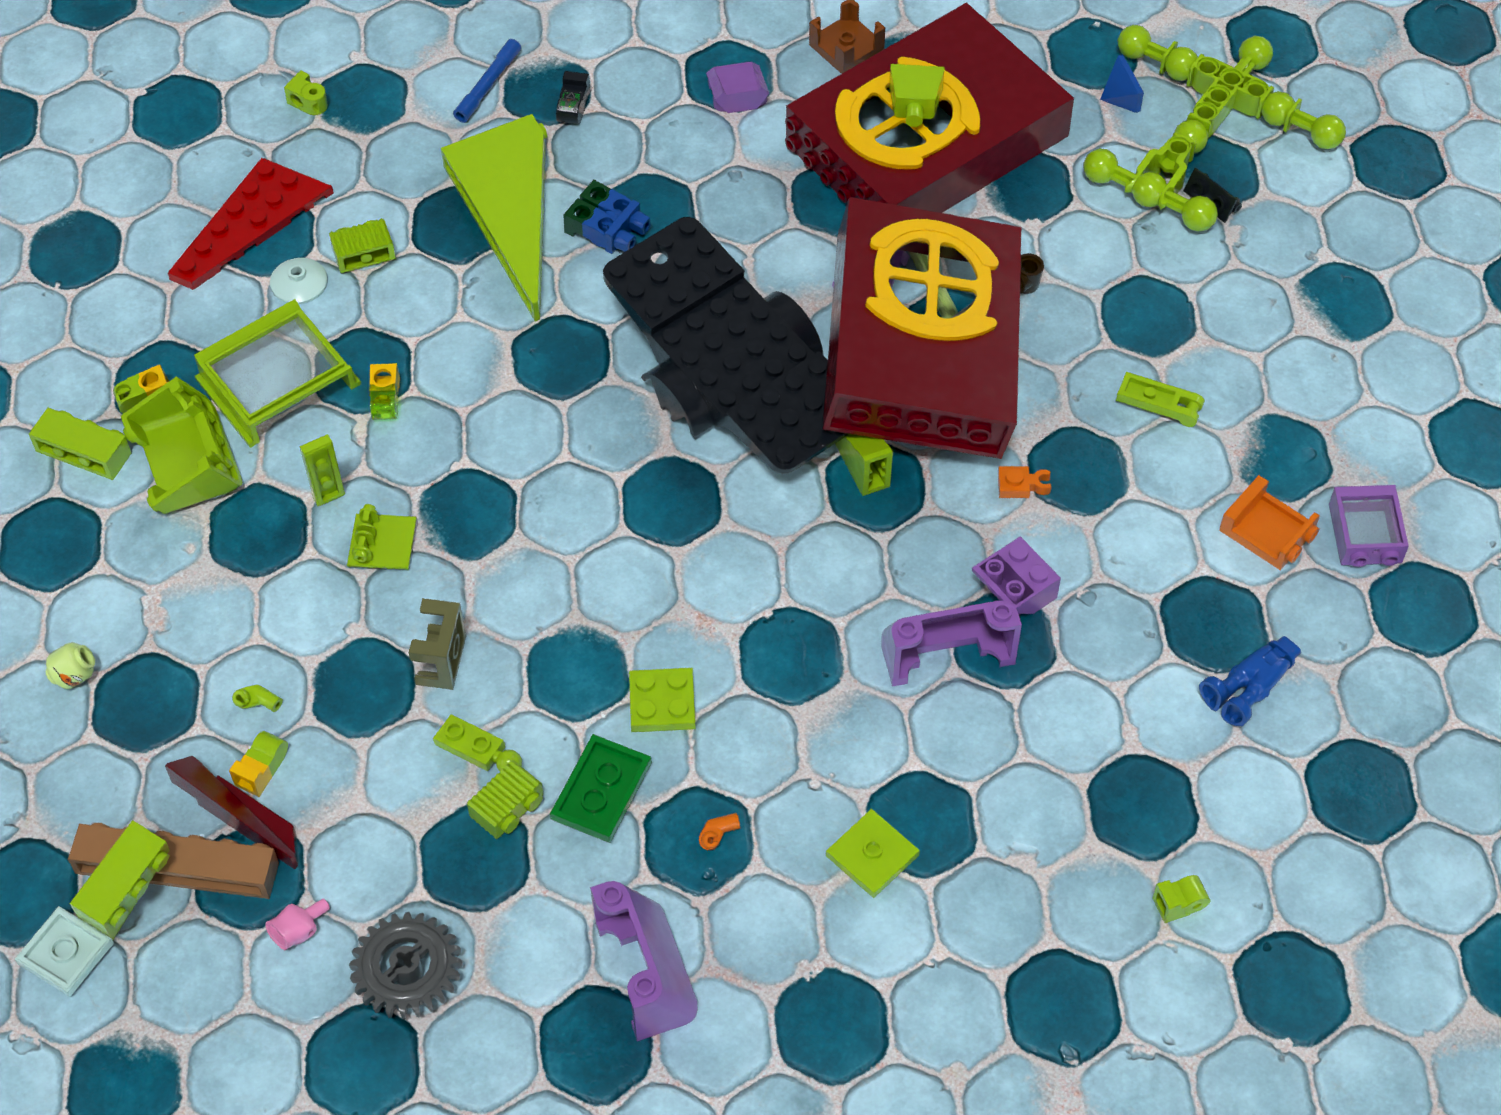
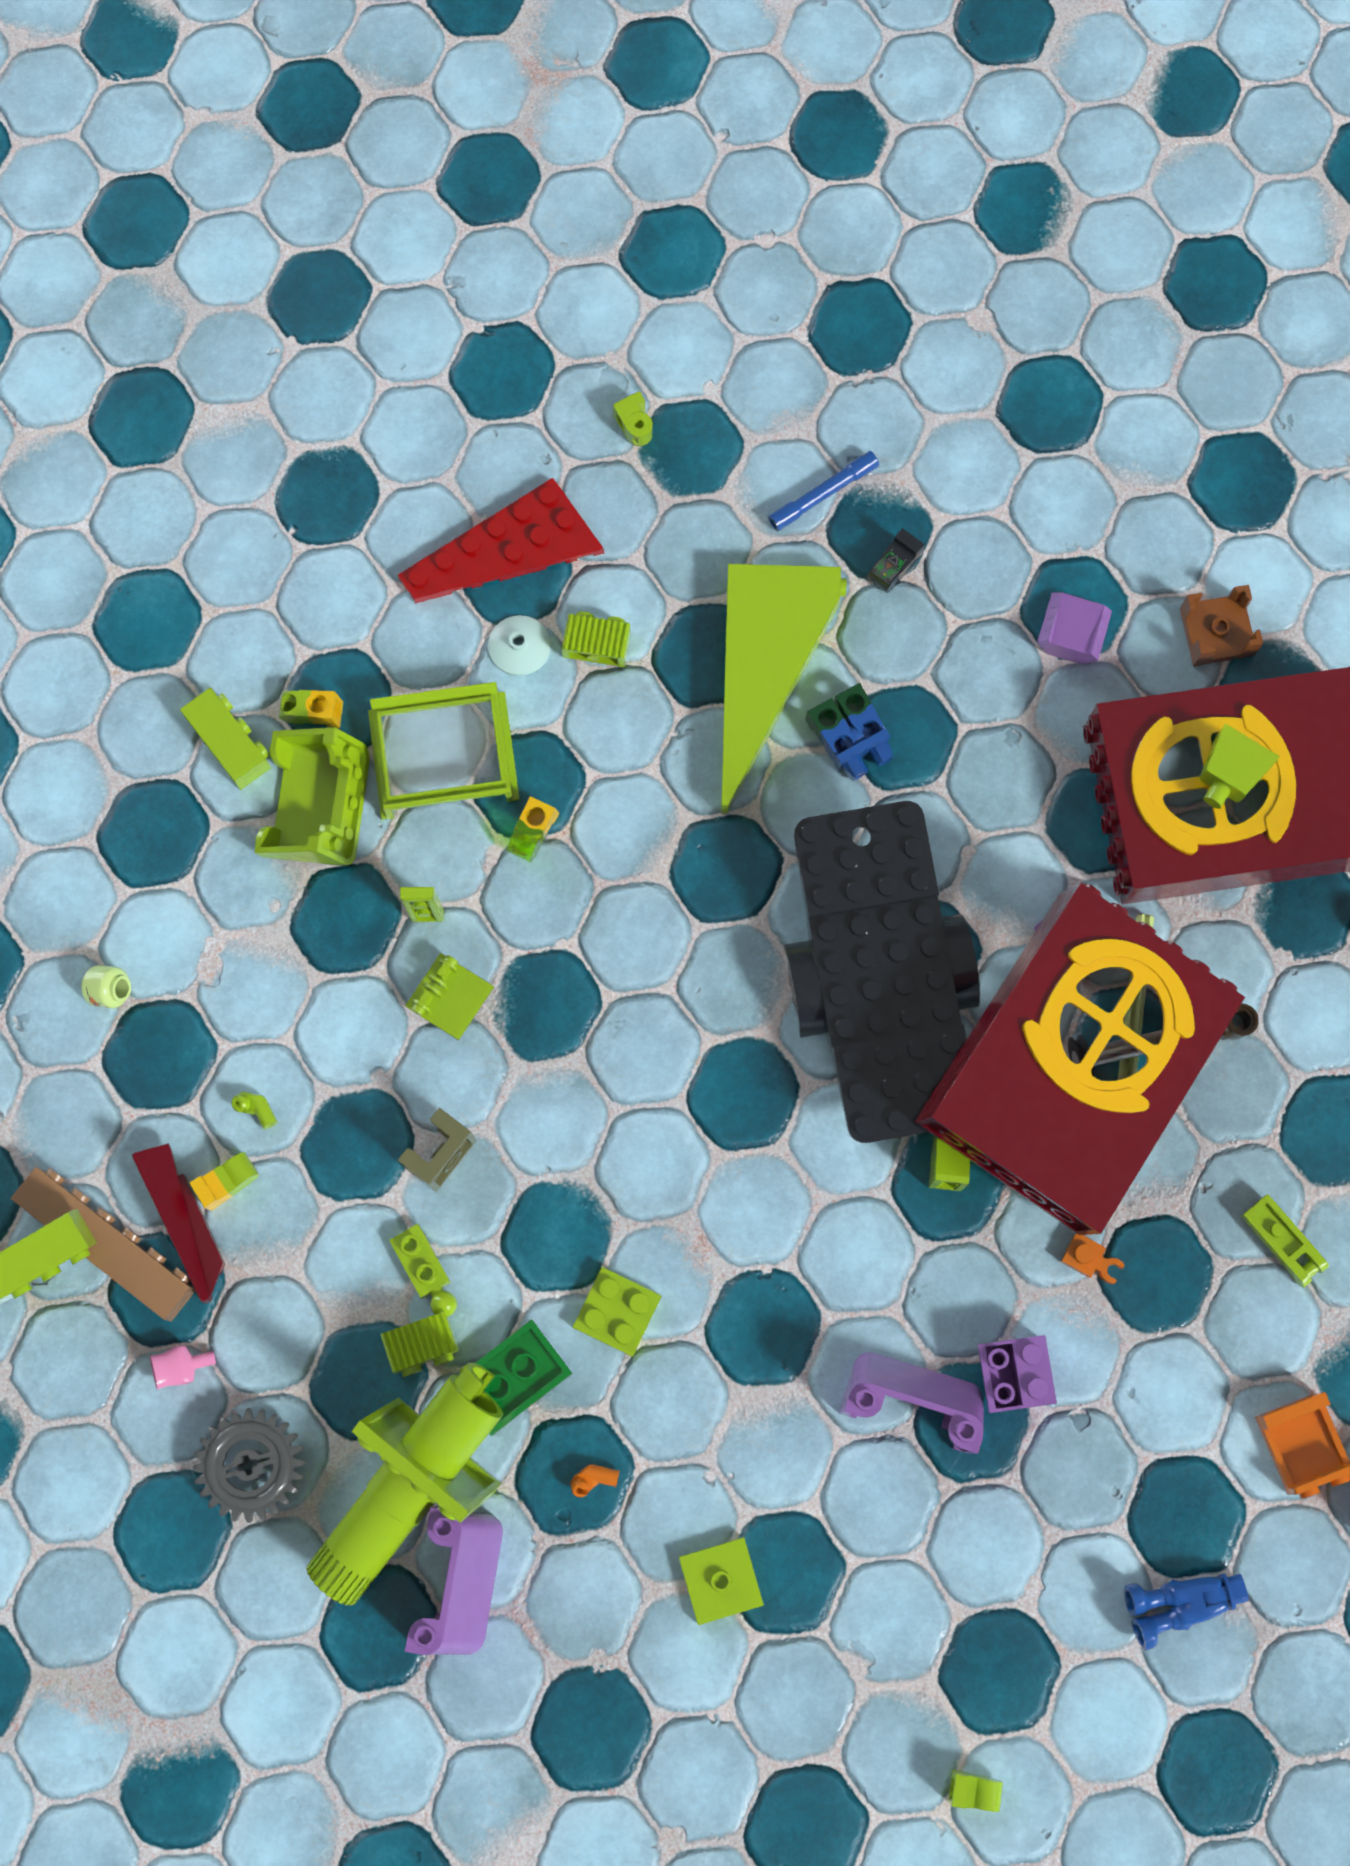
camera: 30 degrees right, 20 degrees up
(561, 868) = (423, 1465): none -> lime piece

